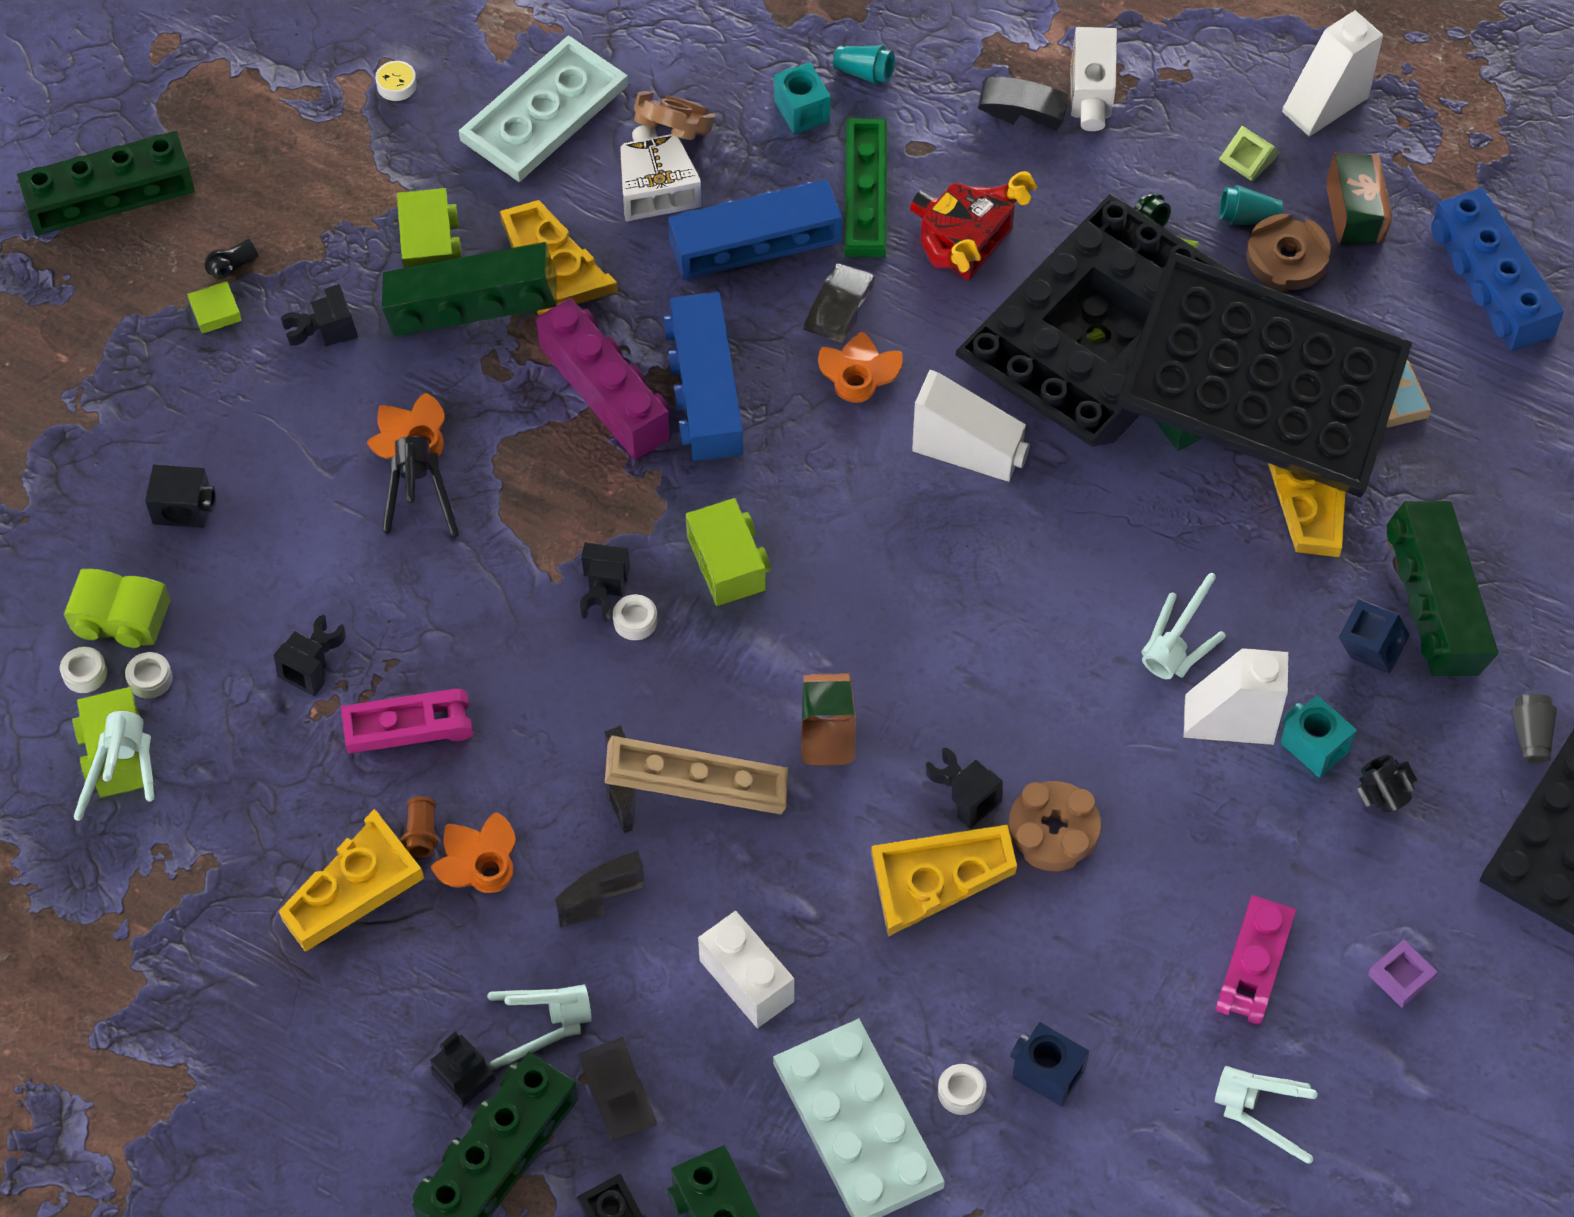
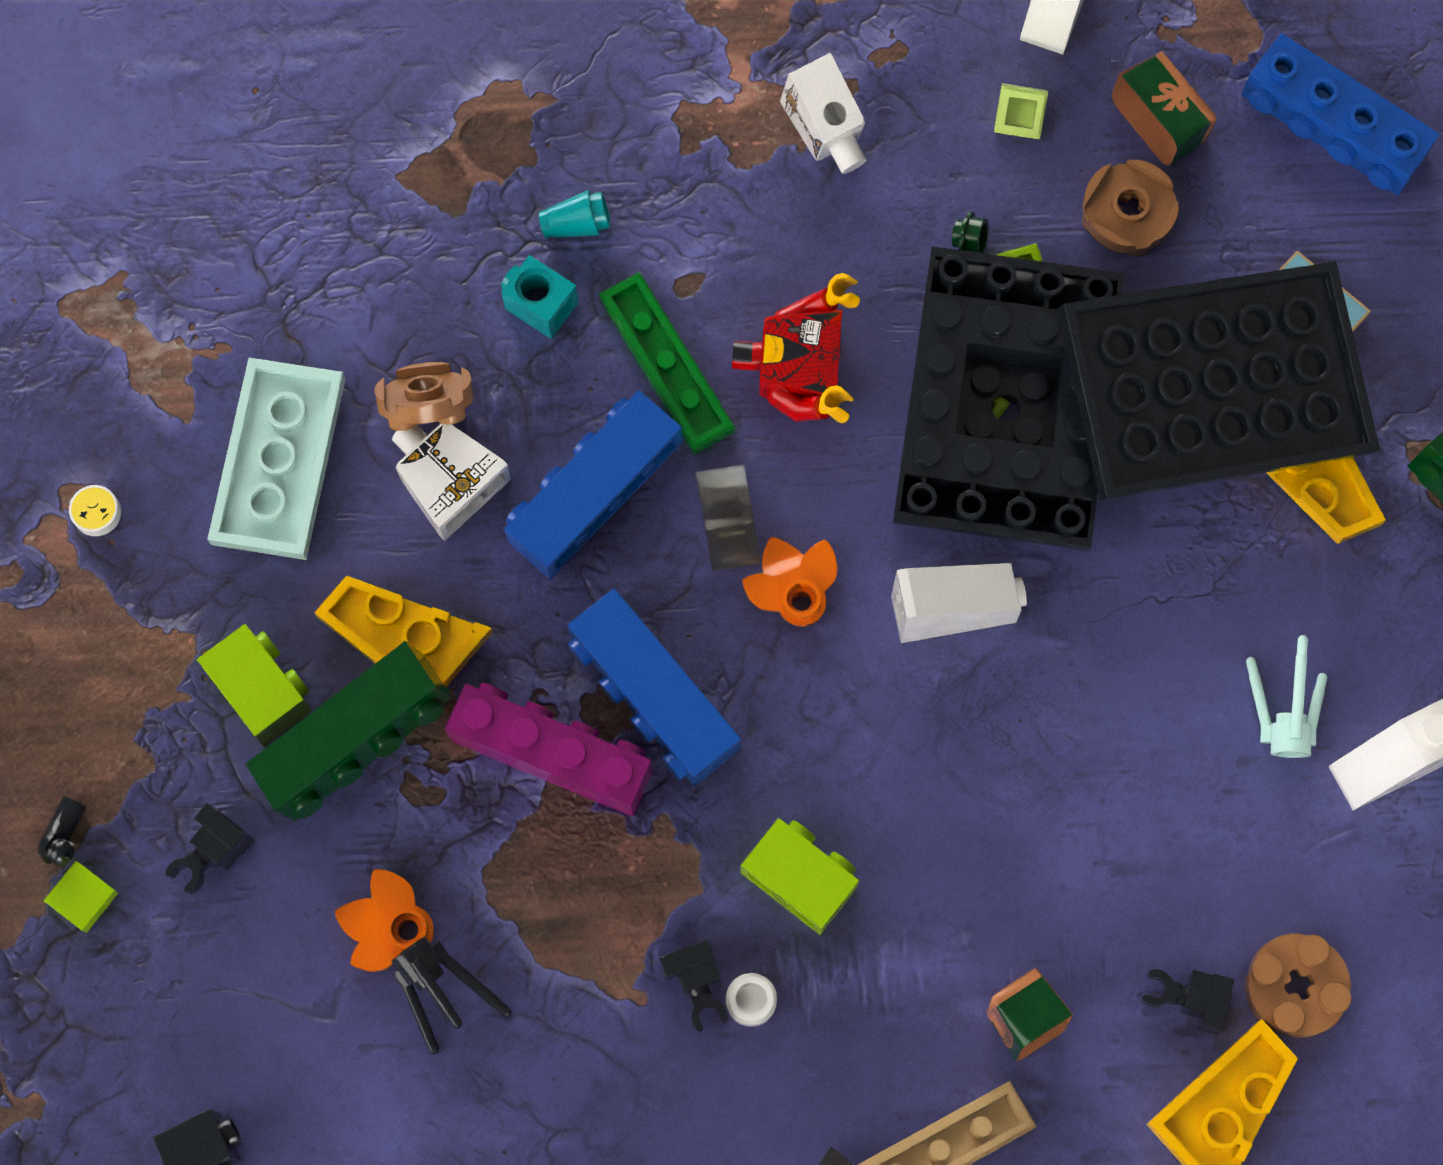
camera: 30 degrees left, 15 degrees up
(1013, 97) = (757, 176): black slope -> none
(1247, 206) = (1060, 176): teal cone -> none

